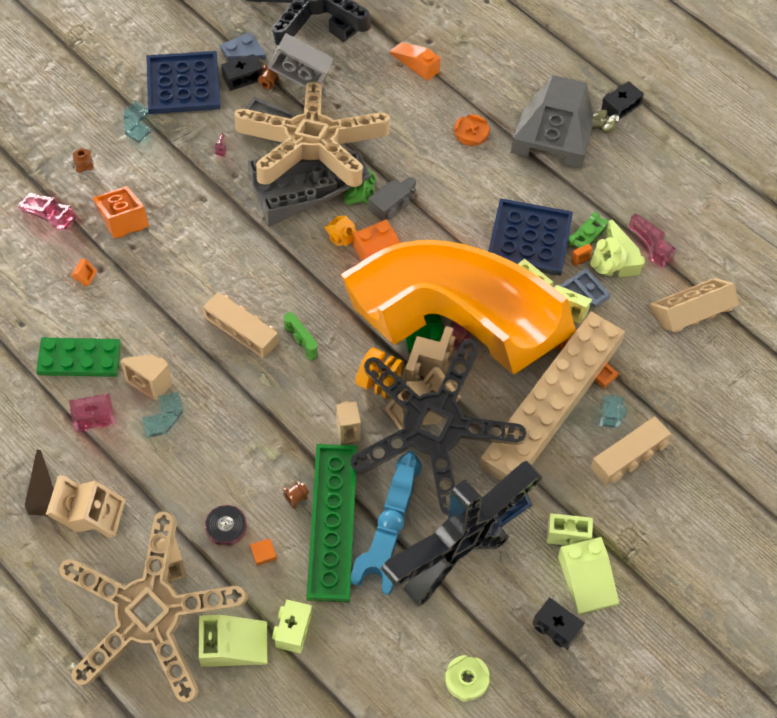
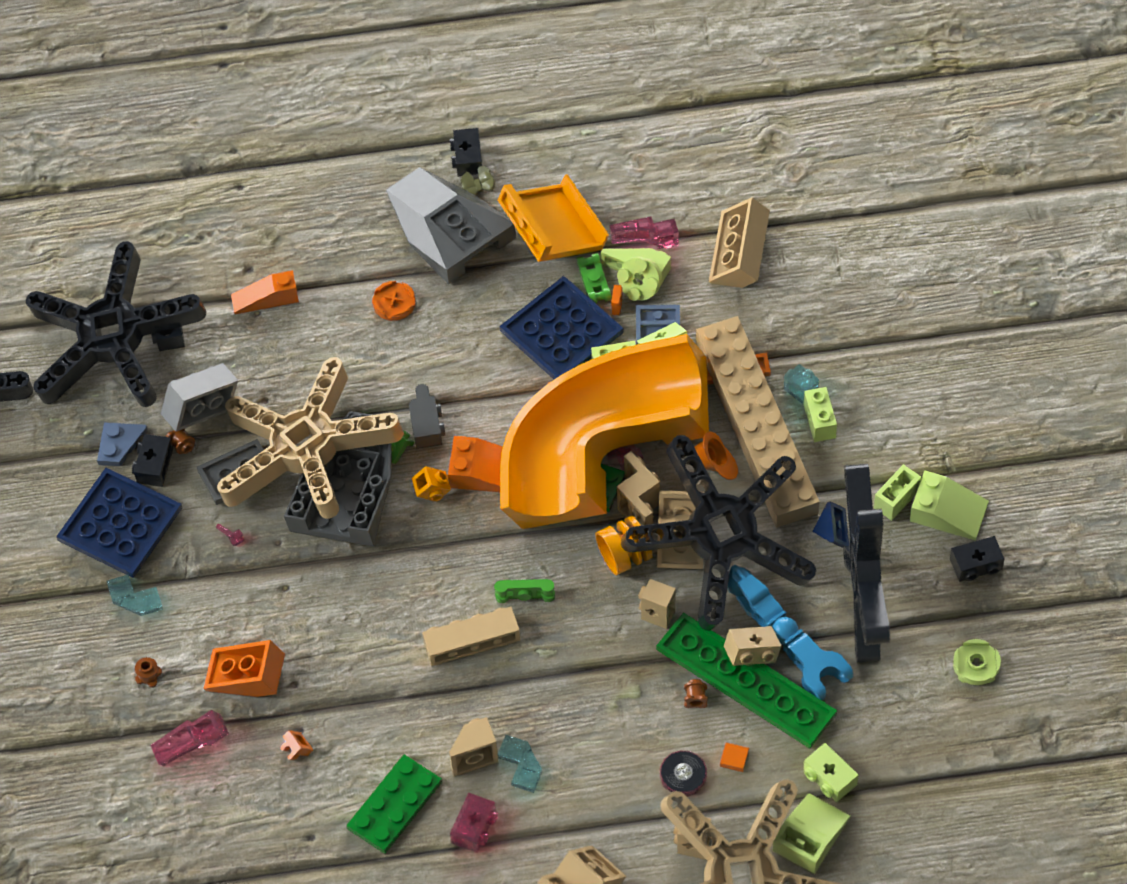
camera: 50 degrees left, 0 degrees up
(358, 506) = (752, 645): none -> tan brick
(503, 391) = (716, 456): none -> orange piece
(595, 438) = (820, 414): none -> yellowish green brick
(609, 178) = (554, 220): none -> light orange panel
(630, 451) = (851, 394): tan brick -> none

